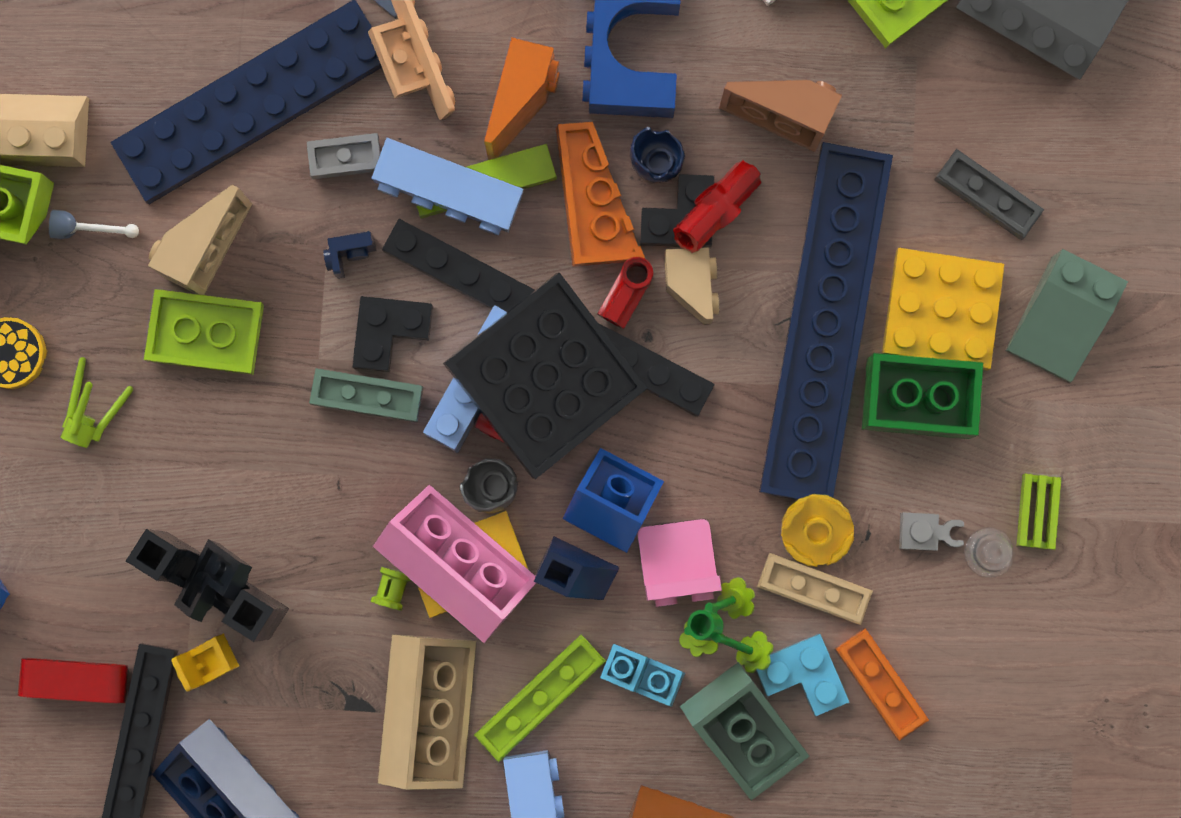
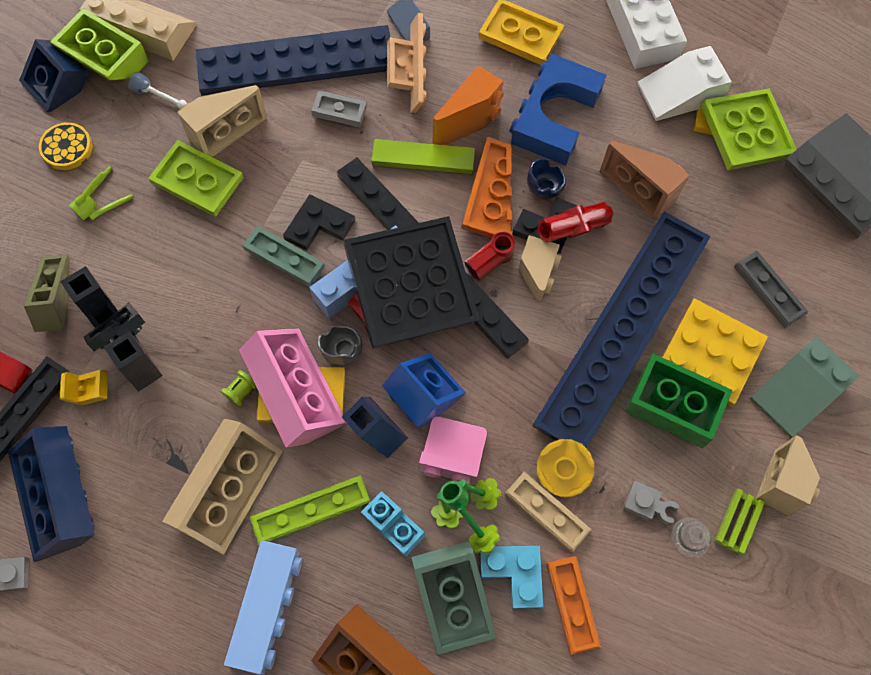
camera: 20 degrees right, 15 degrees down
(98, 562) = (47, 297): none -> olive slope
(351, 246) = (315, 160): dark blue bracket -> none
(446, 185) = (397, 144): light blue brick -> none
(1081, 443) = (790, 478): none -> tan slope

